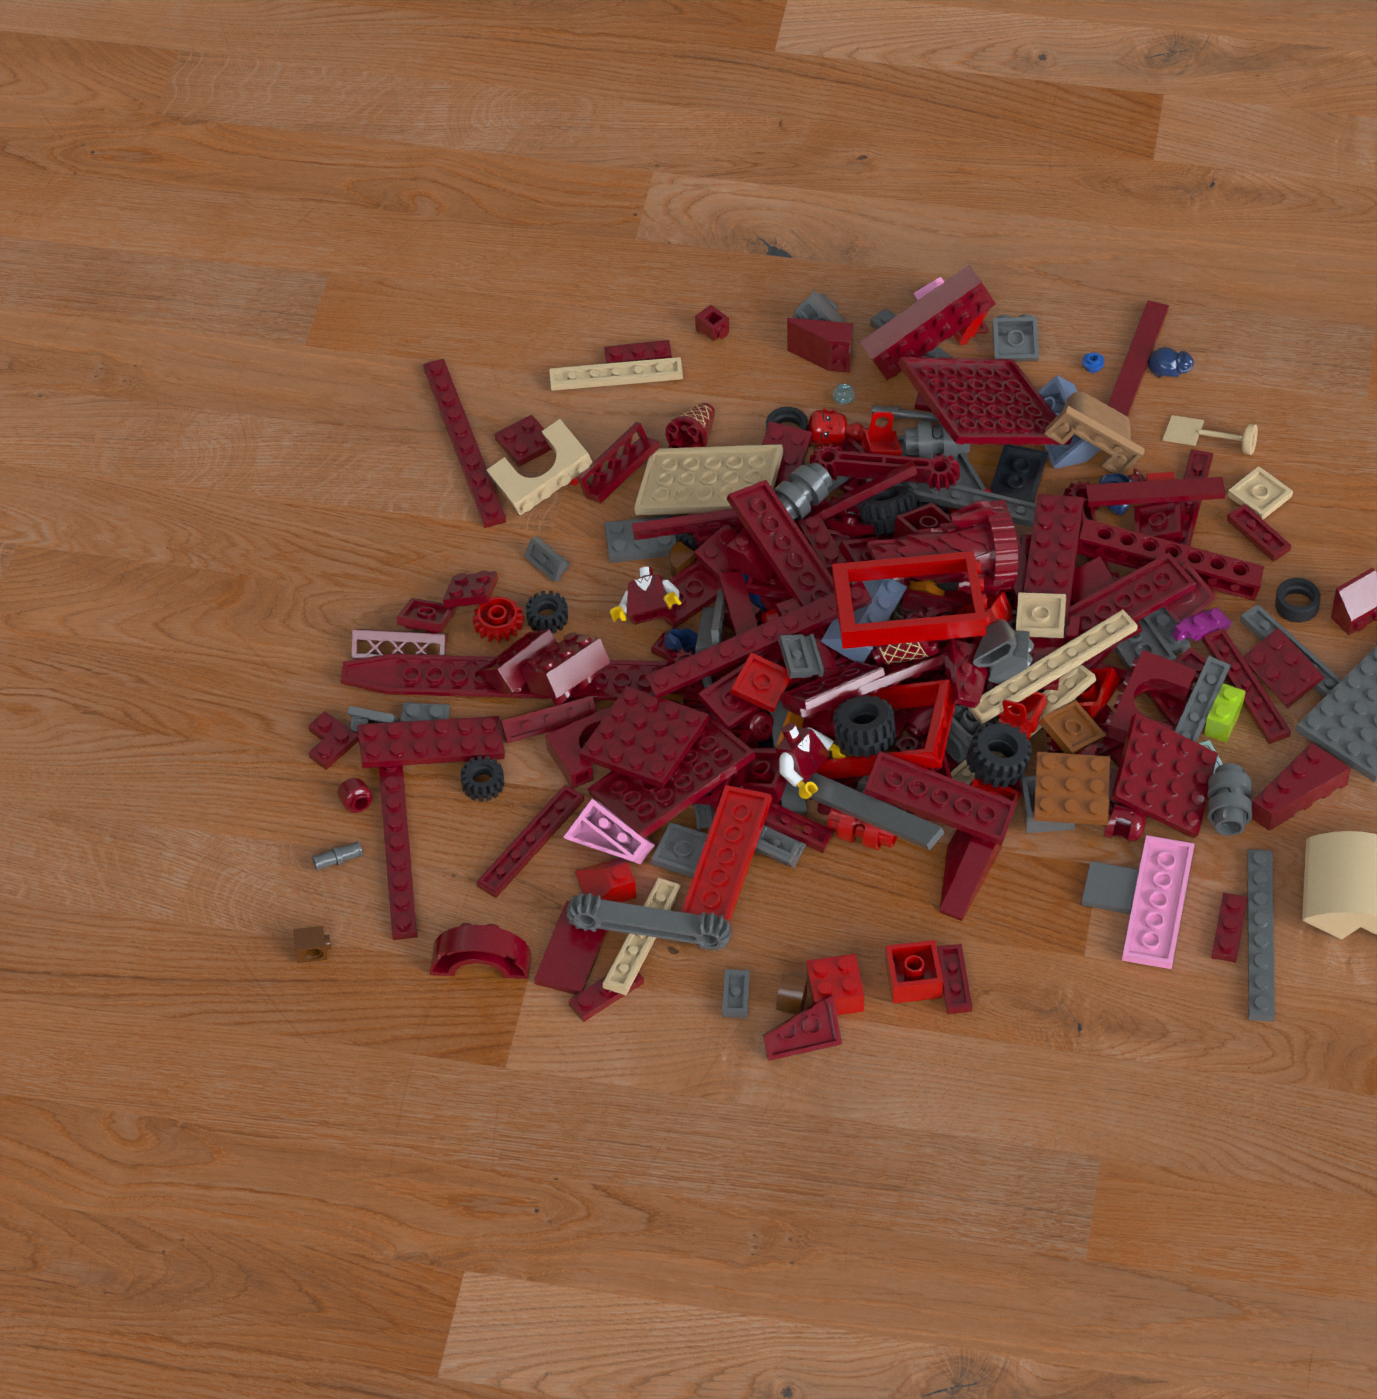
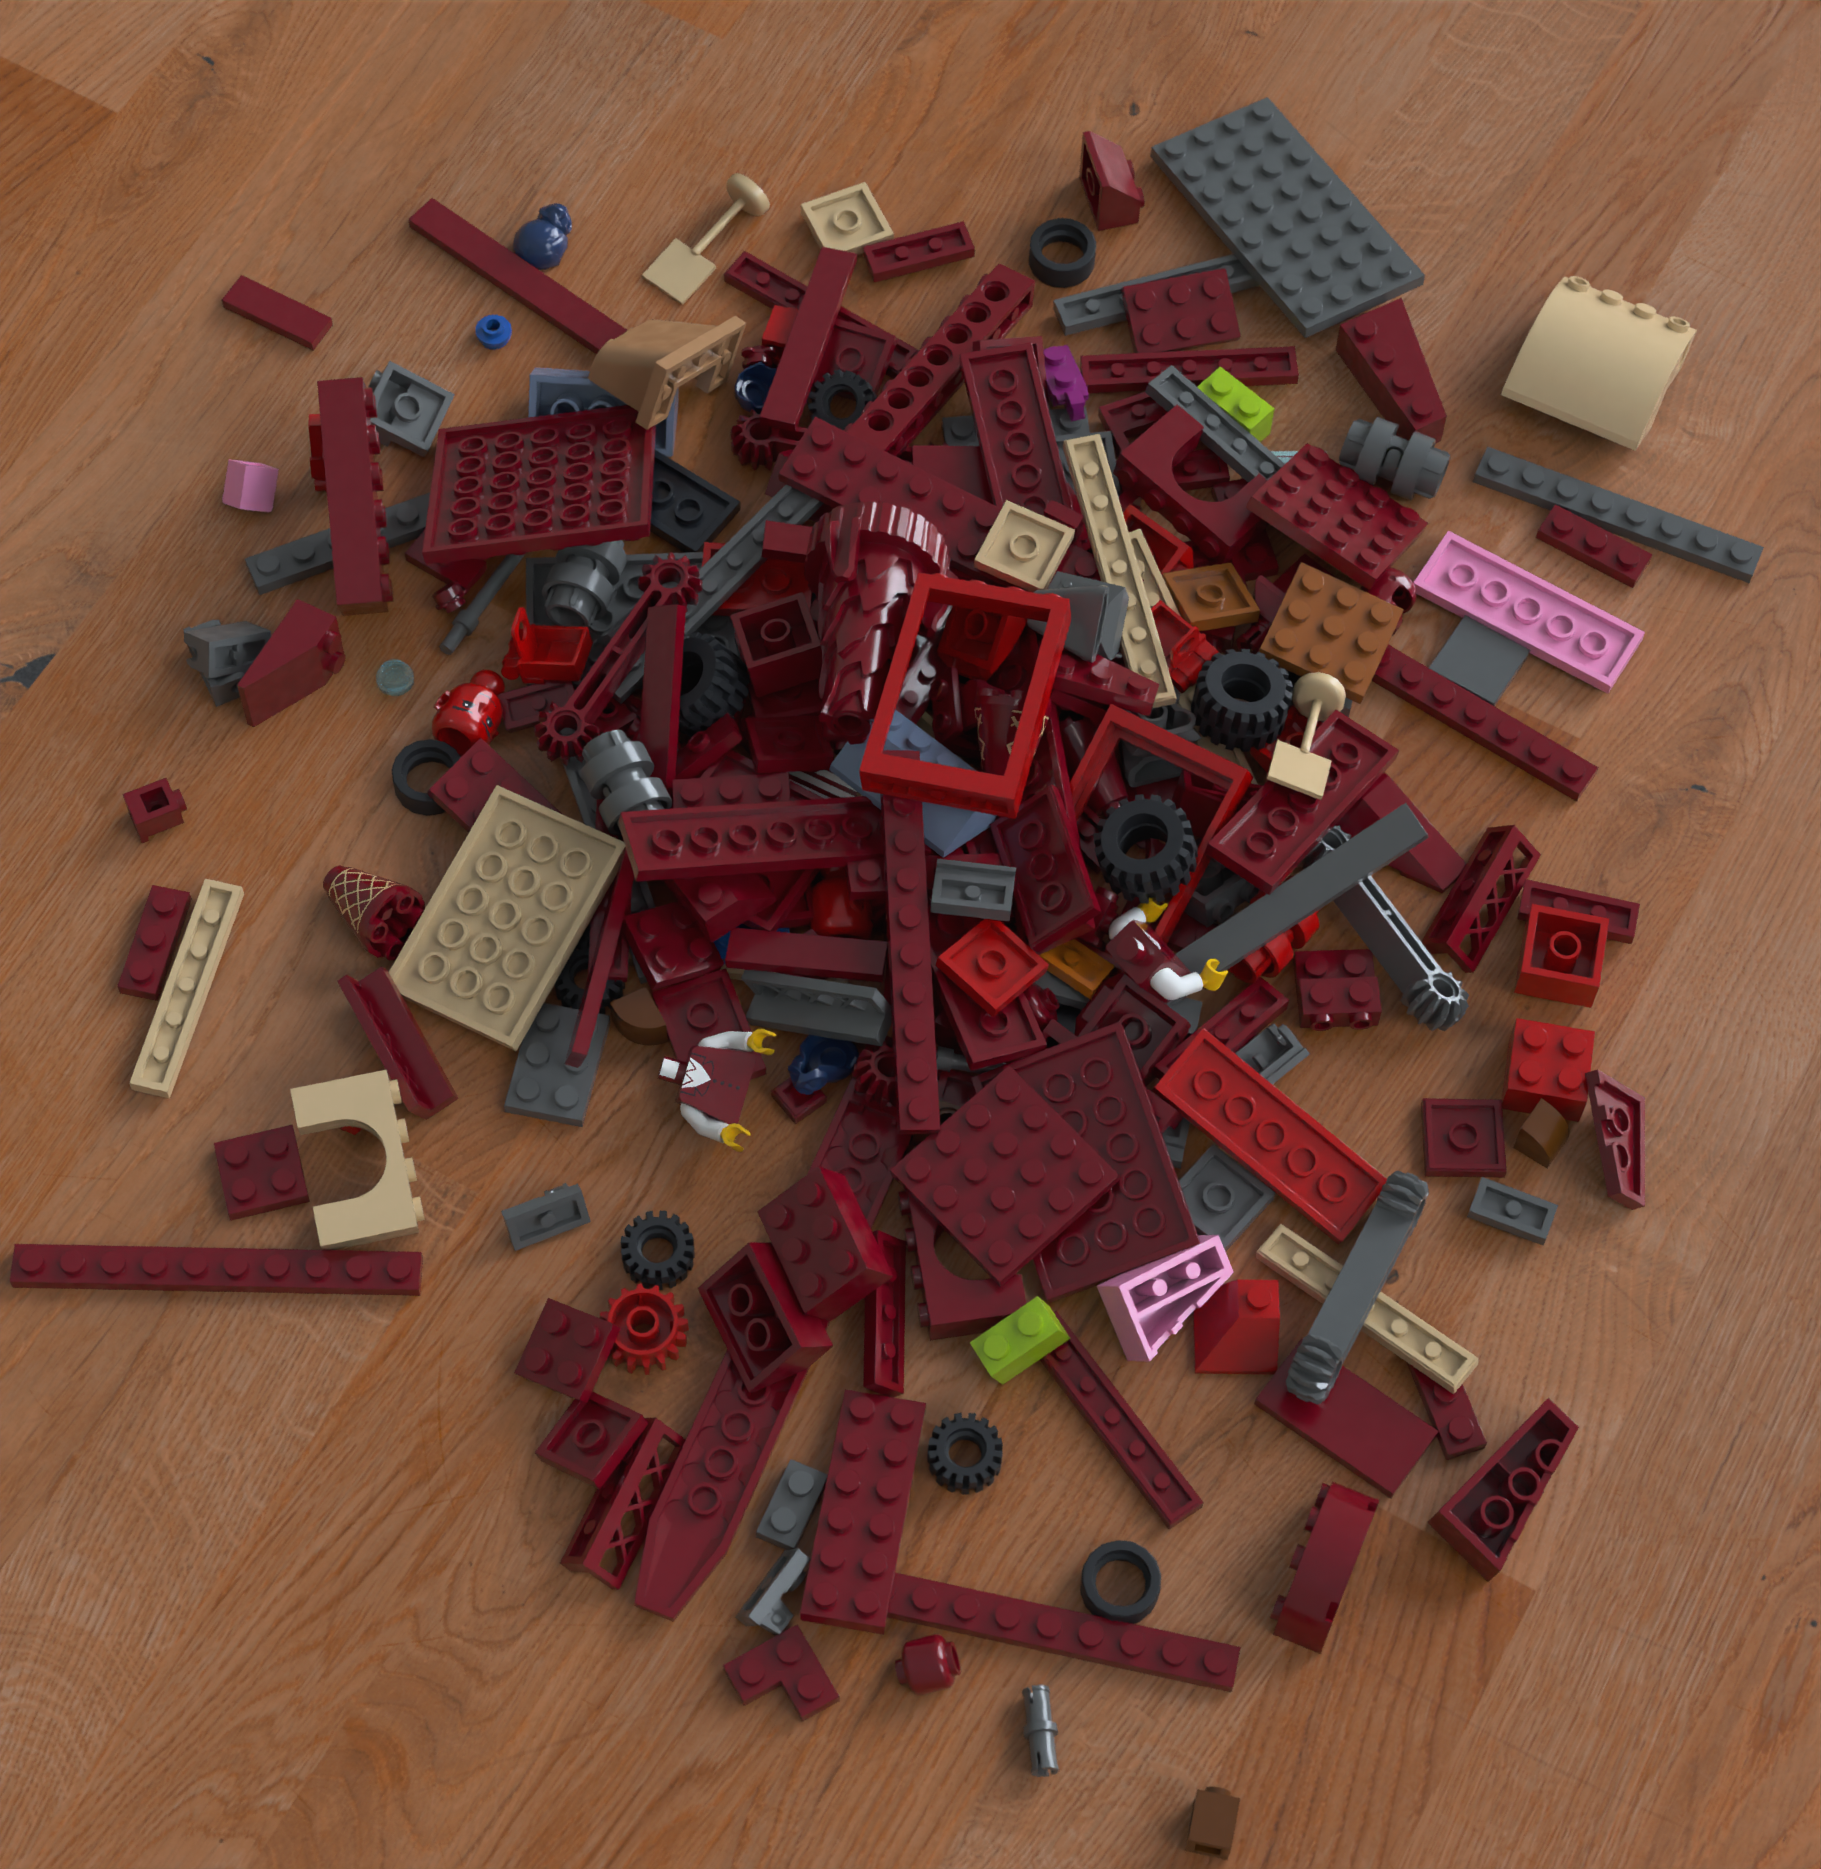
camera: 75 degrees left, 10 degrees up
(429, 853) = (1135, 1555): none -> black tyre
(553, 777) = (1019, 1340): none -> lime brick
(554, 1027) = (1496, 1502): none -> dark red wedge
(773, 958) = (1463, 1138): none -> dark red tile
(845, 872) = (1336, 989): none -> dark red plate
(890, 880) = (1426, 989): none -> dark grey arm
(905, 399) = (450, 597): none -> dark red plate
(941, 919) = (1476, 884): none -> dark red fence
(957, 787) = (1316, 698): none -> tan piece
(1054, 268) = (277, 312): none -> dark red tile
(1068, 896) = (1484, 723): none -> dark red plate
(1126, 515) = (831, 386): none -> black tyre

